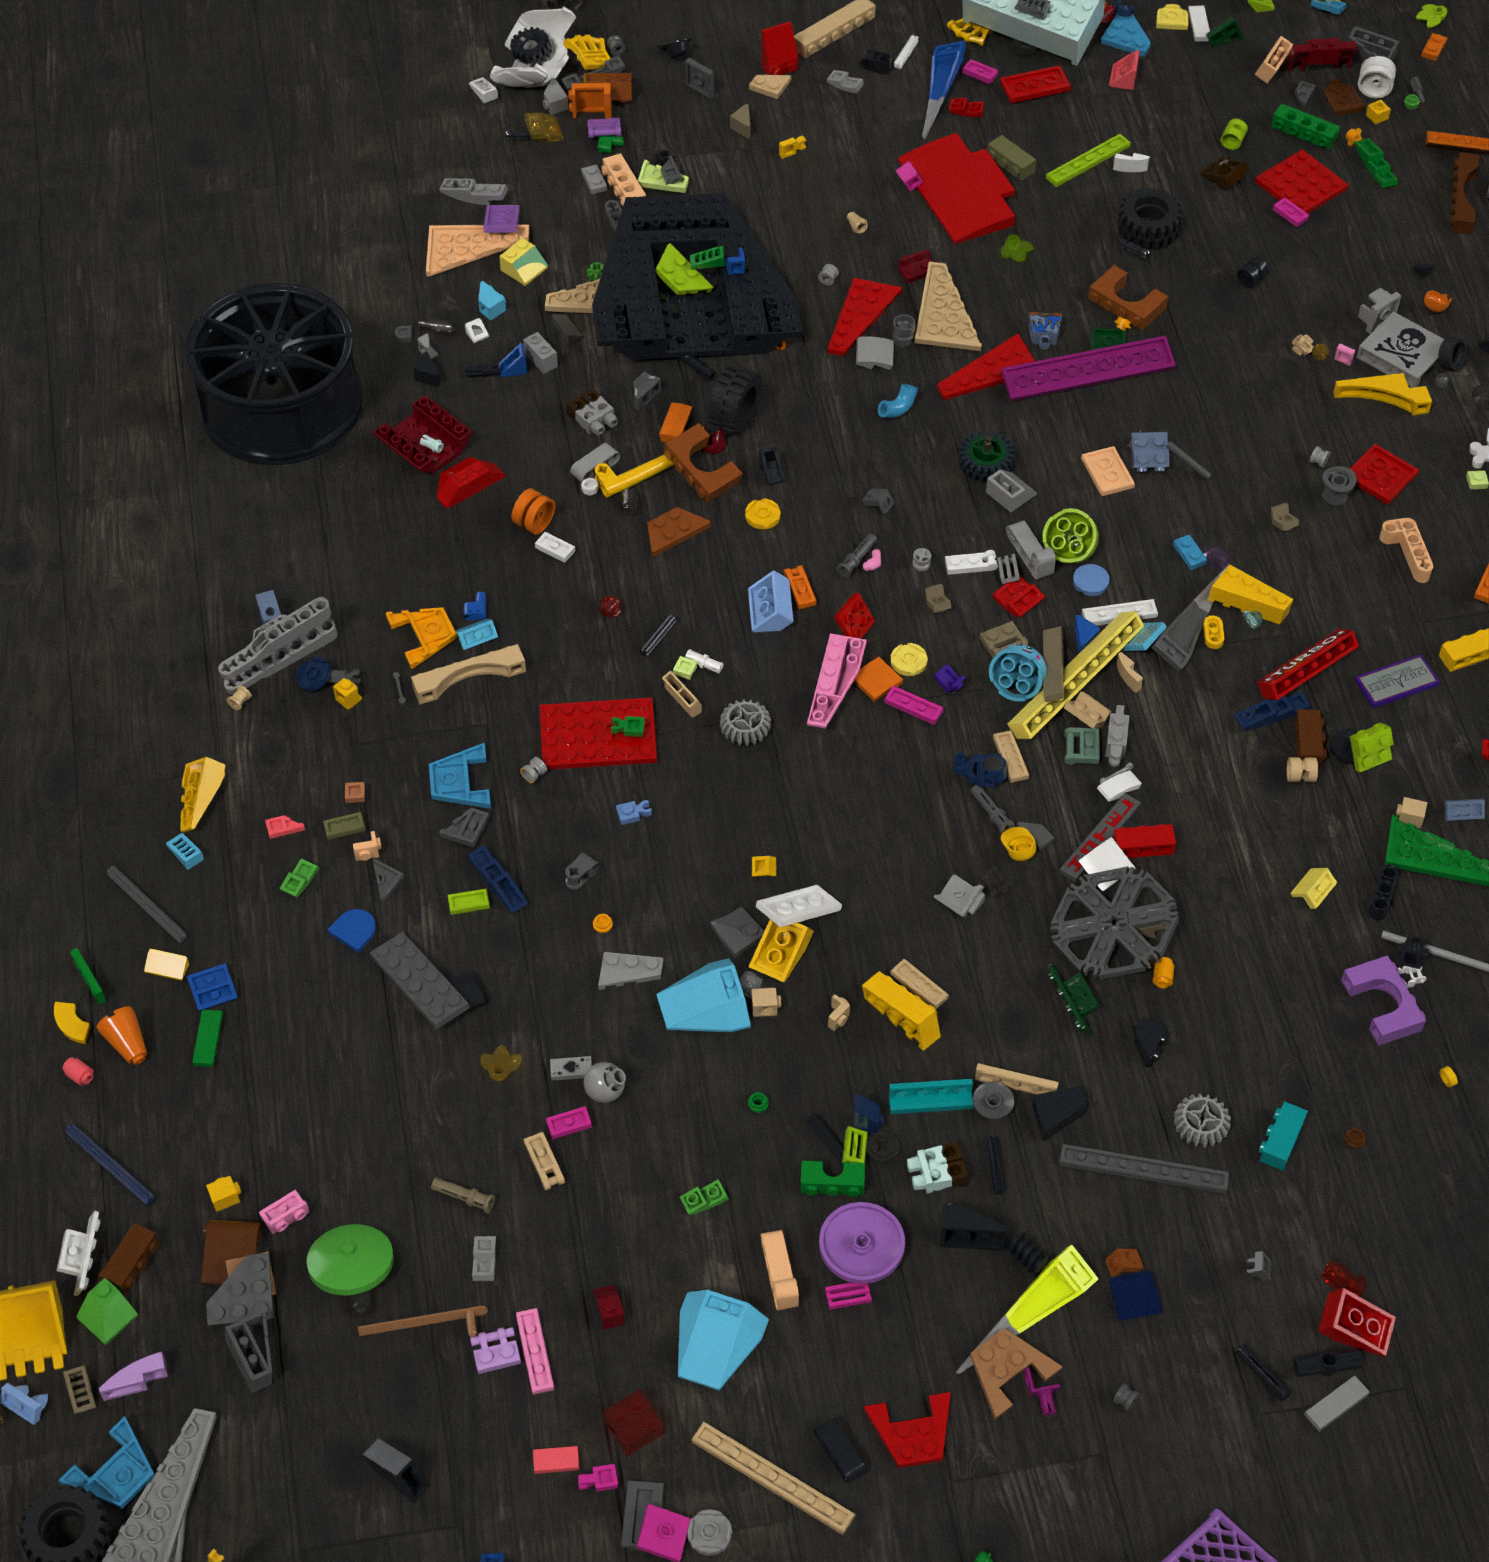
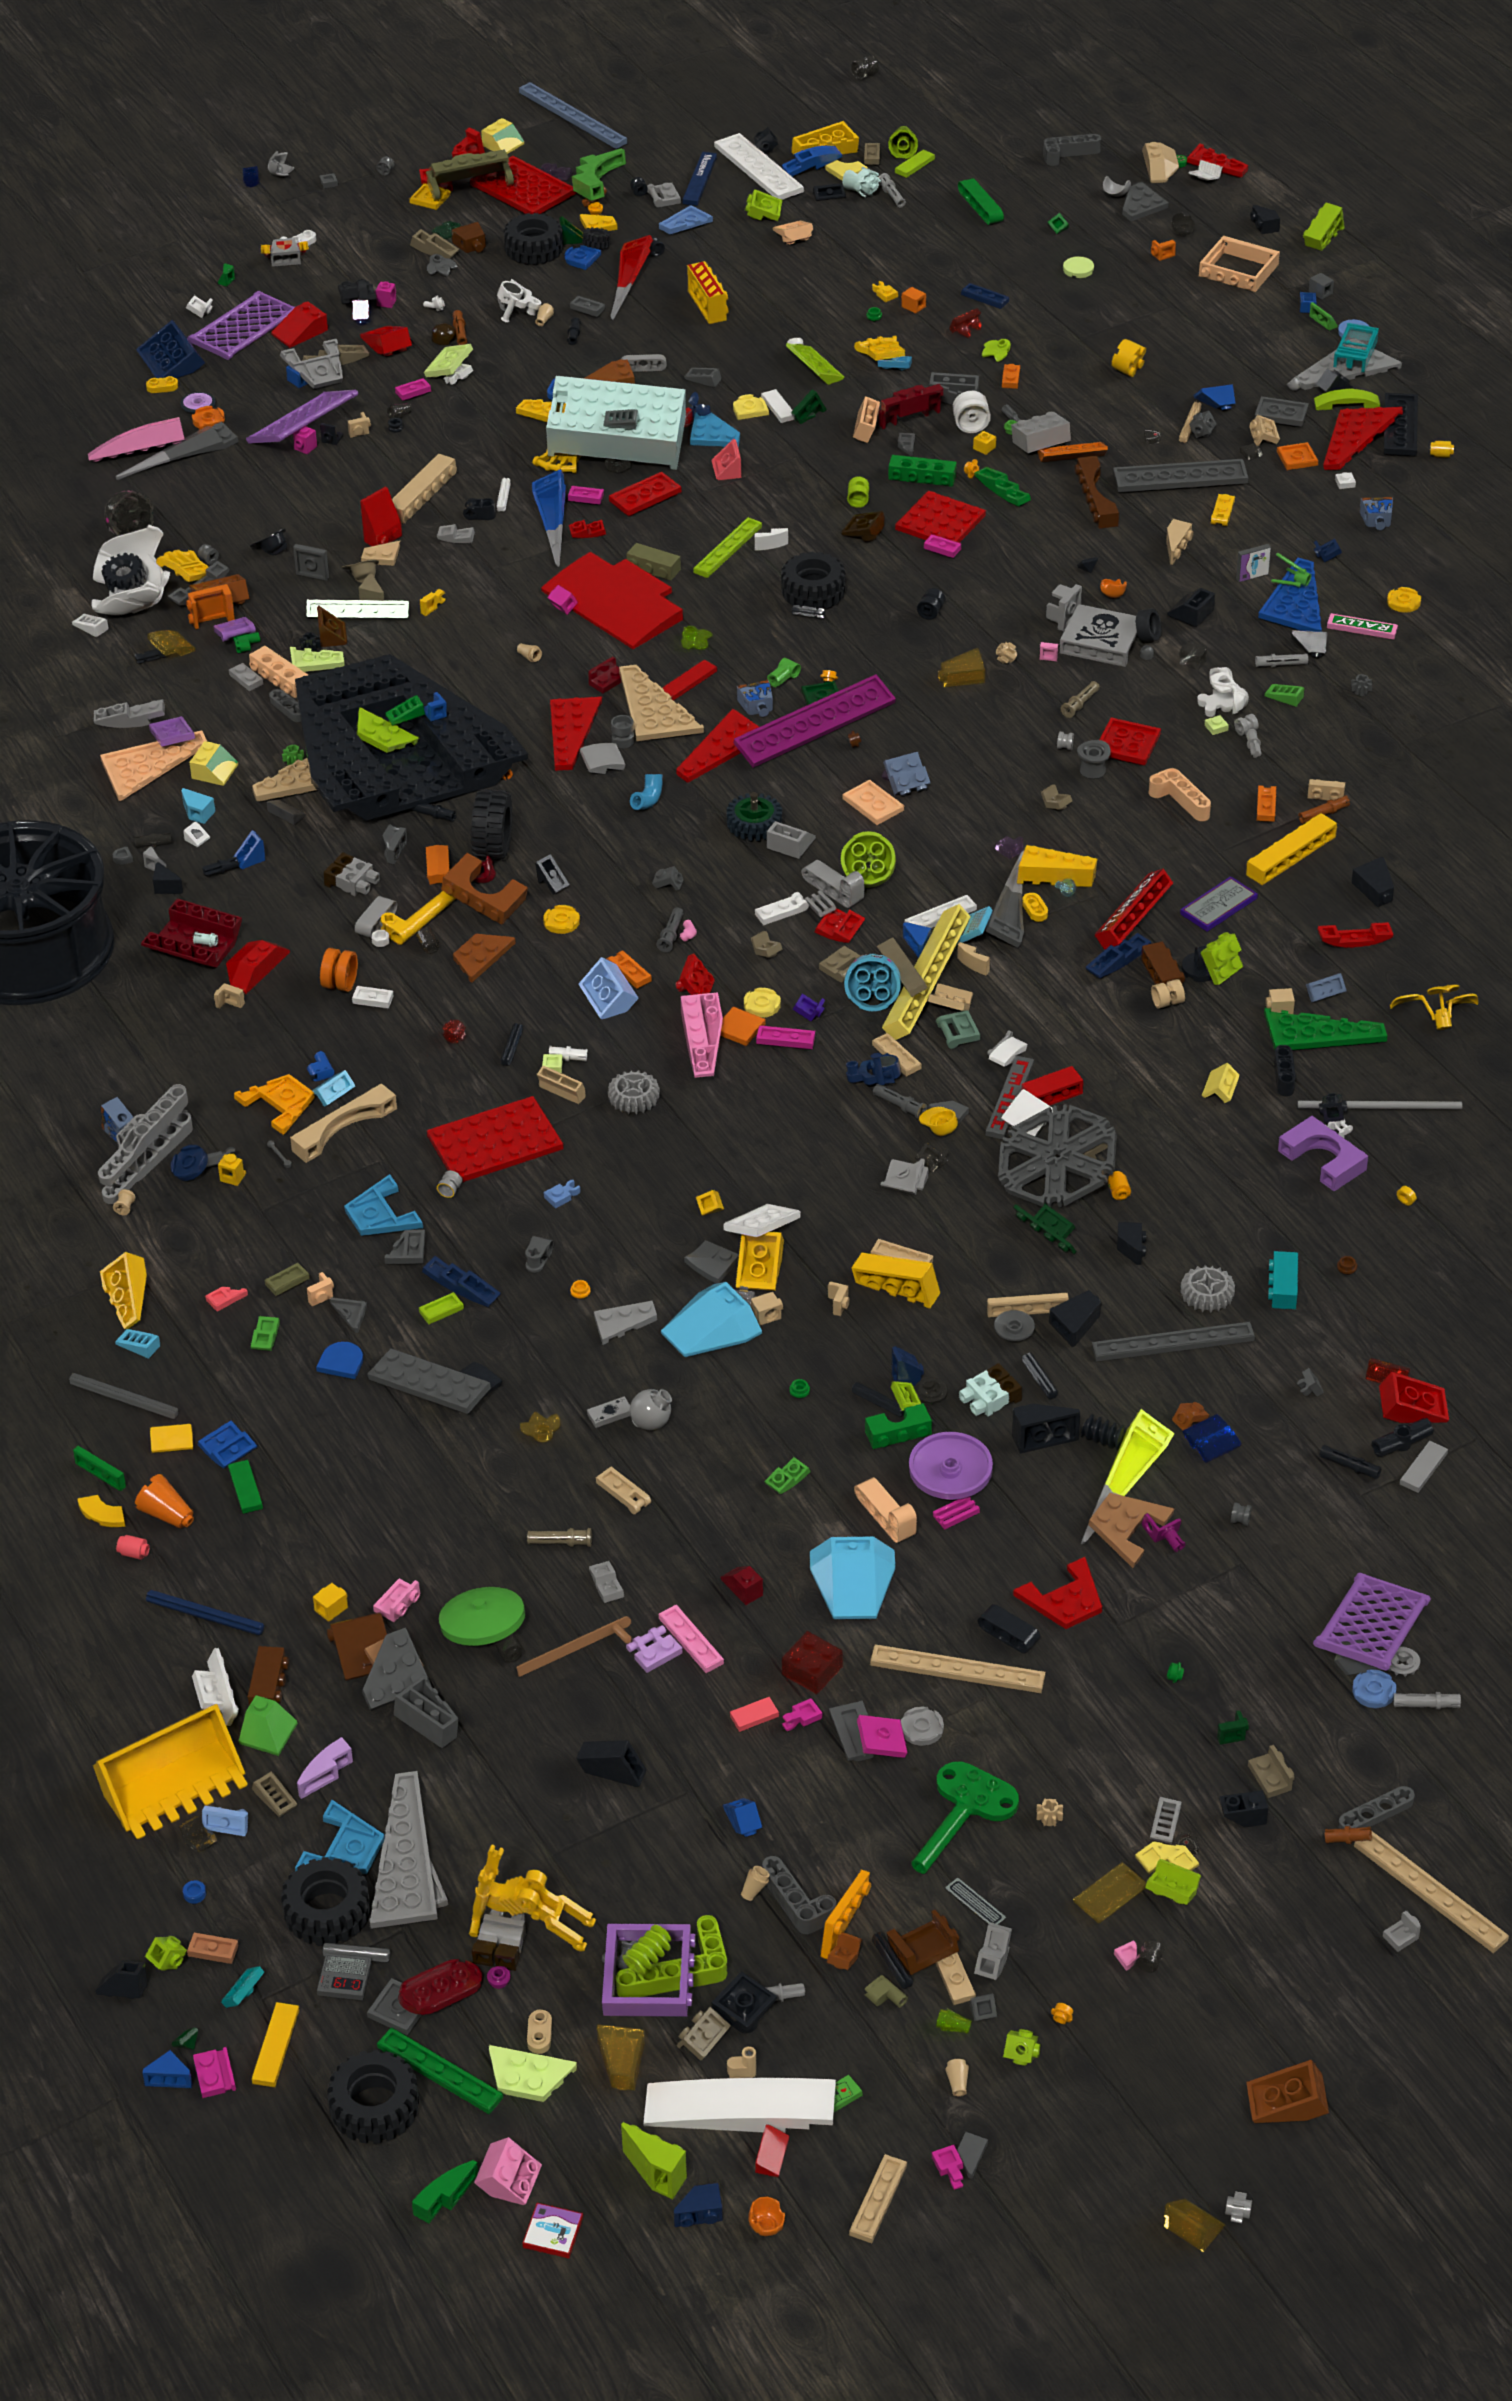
camera: 20 degrees left, 10 degrees down
(354, 792) = (283, 1249): nougat plate -> none
(427, 506) = (230, 995): none -> tan bracket
(540, 353) = (274, 836): light grey brick -> none
(555, 98) = (170, 614): light grey slope -> none
(568, 1122) = (631, 1453): dark pink plate -> none
(630, 726) = (526, 1121): green plate -> none
(670, 172) = (323, 650): dark grey tile -> none
(688, 150) = (331, 629): none -> reddish brown slope
(722, 136) = (360, 608): none -> plate
(744, 97) = (362, 569): none -> dark tan piece
(828, 274) = (522, 698): light grey wheel -> none
(919, 555) = (734, 917): light grey wheel -> none
(930, 1099) = (955, 1342): teal fence -> none
(990, 291) = (690, 679): none -> red tile
(1084, 306) = (785, 670): none -> bright green piece
(1091, 579) = (901, 894): medium blue tile -> none
(1117, 398) = (854, 739): none -> reddish brown plate
(1117, 736) = (987, 1011): light grey hinge -> none
(1140, 312) = (842, 661): dark orange arch -> none
(1188, 460) = (931, 765): dark grey bar -> none
(1190, 552) = (981, 849): dark azure plate -> none
(1253, 351) = (963, 670): none -> clear yellow slope
(1320, 351) = (1024, 655): clear yellow plate -> none
(1343, 98) = (946, 439): reddish brown tile -> none
(1349, 417) = (1076, 702): none -> dark tan pin
(1388, 389) = (1104, 670): yellow arch -> none
(1436, 115) = (1041, 432): none -> light grey brick

